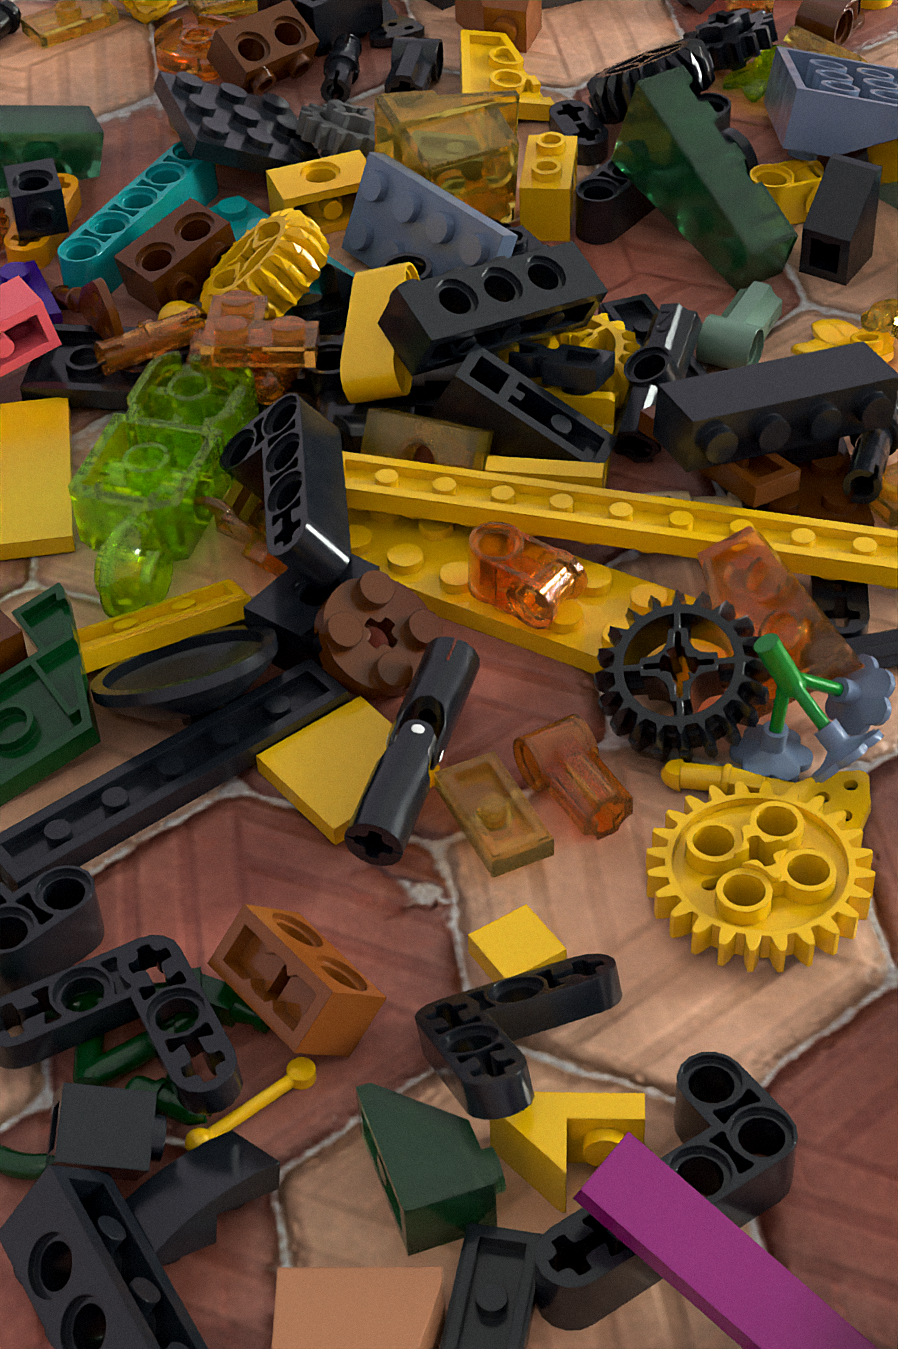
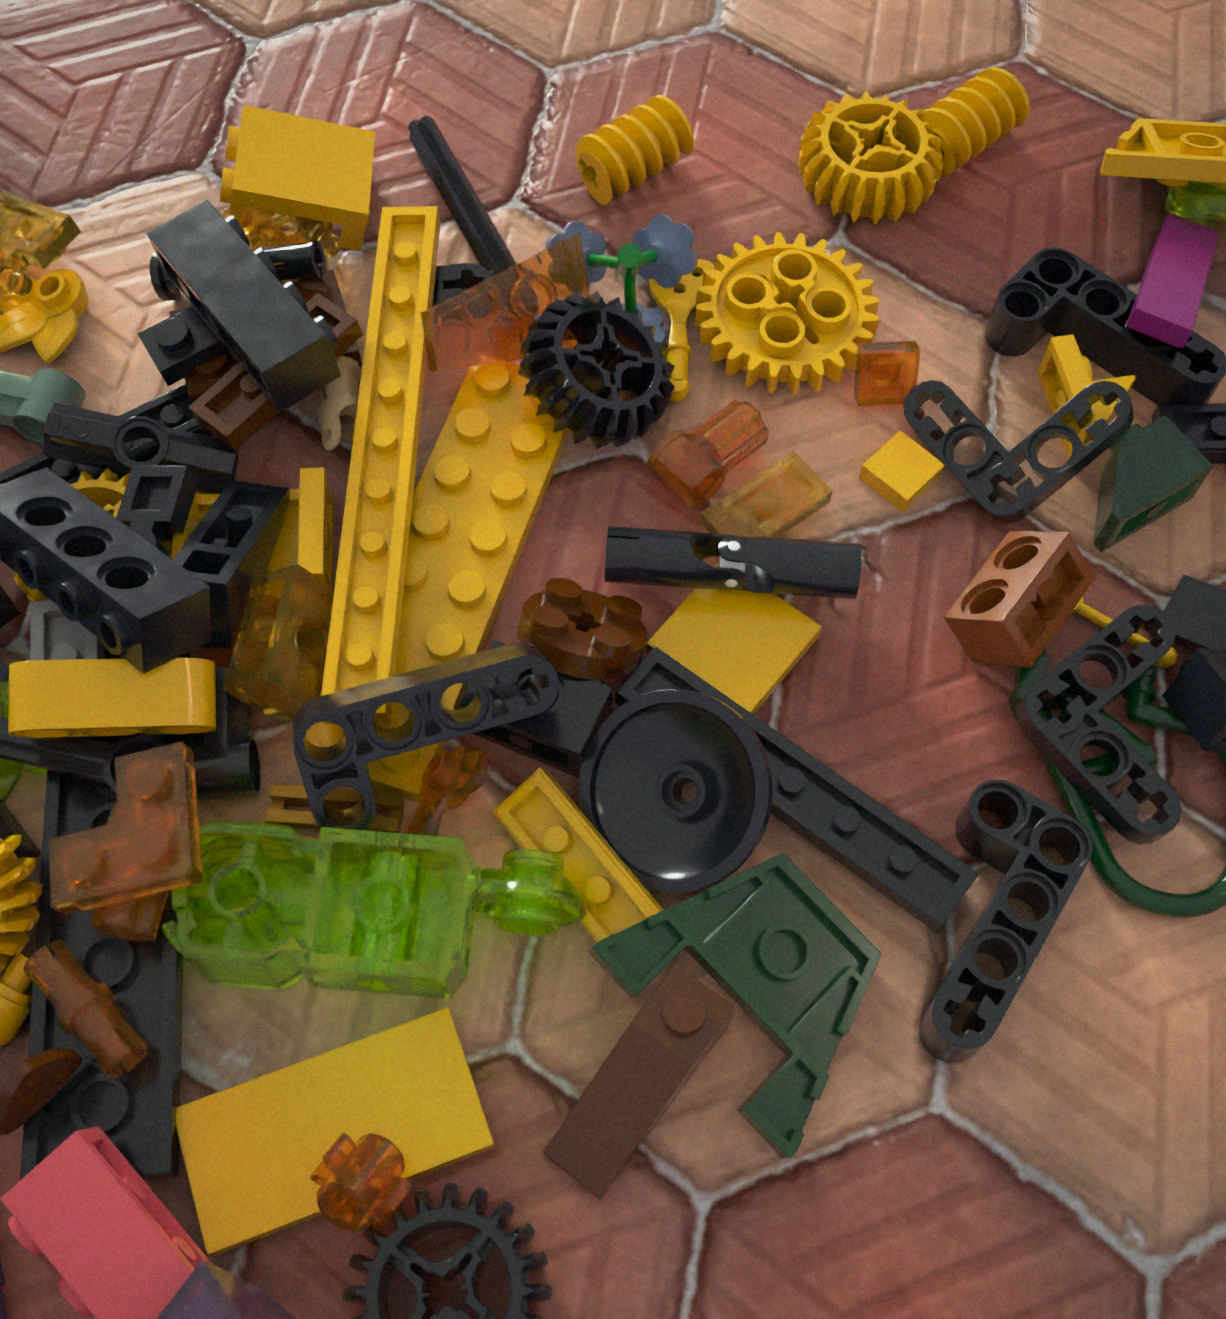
camera: 105 degrees left, 20 degrees up
(516, 573) = (495, 500): clear orange piece -> none
(647, 944) = (885, 372): none -> clear orange plate

